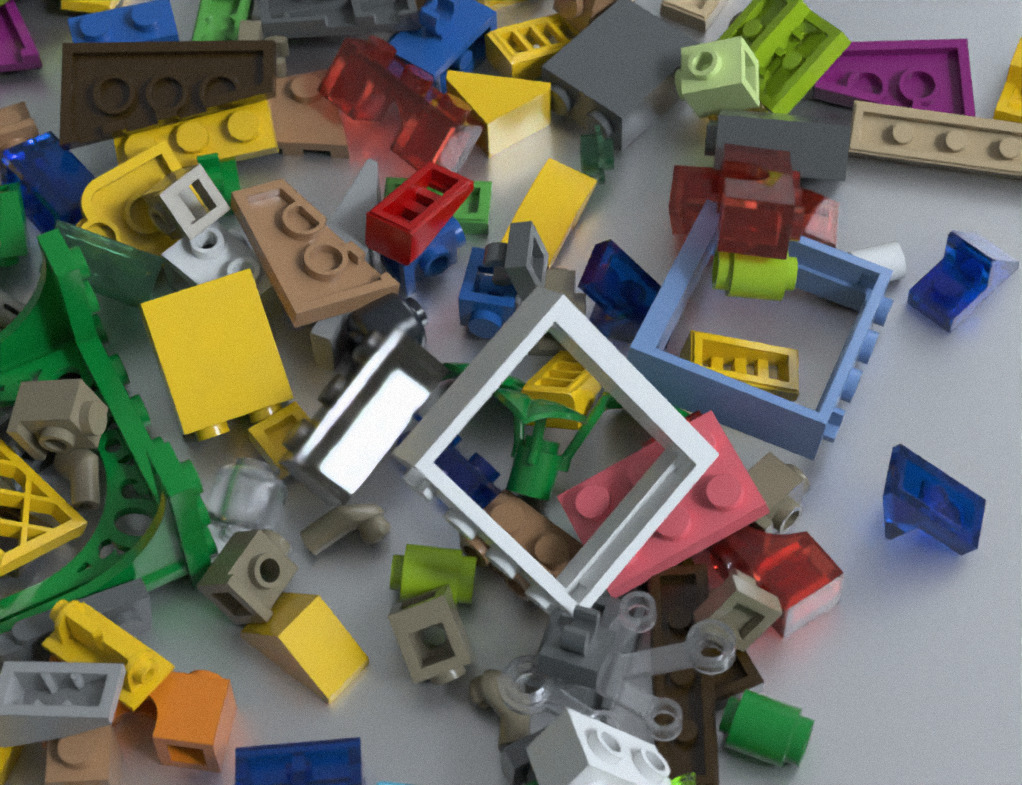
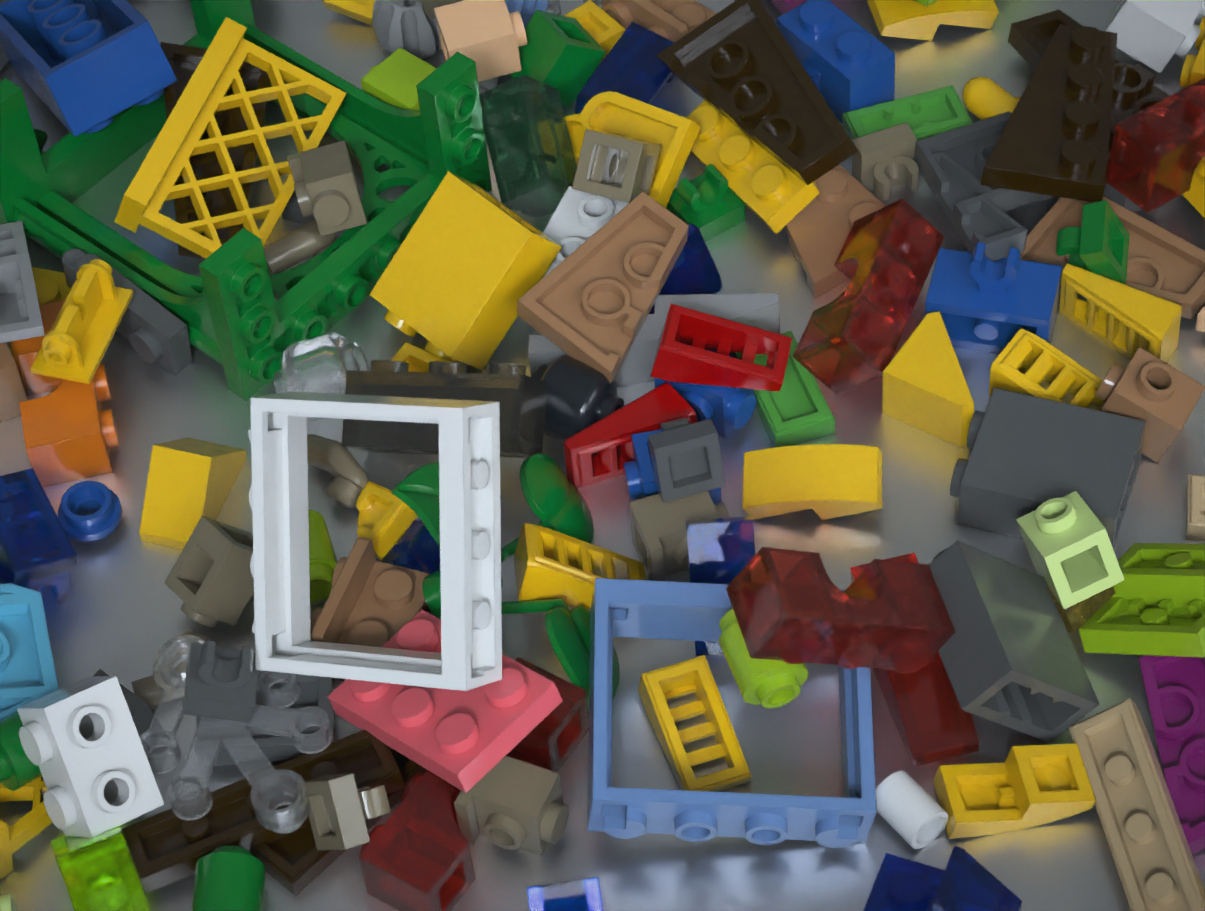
camera: 70 degrees right, 5 degrees down
(249, 575) = (208, 406): dark tan brick -> none
(286, 715) = (89, 511): none -> blue plate
(415, 514) = (382, 517): none -> yellow tile
(438, 292) = (613, 435): none -> red slope
(596, 154) = (912, 489): clear green plate -> none
(883, 199) = (1023, 792): none -> yellow slope

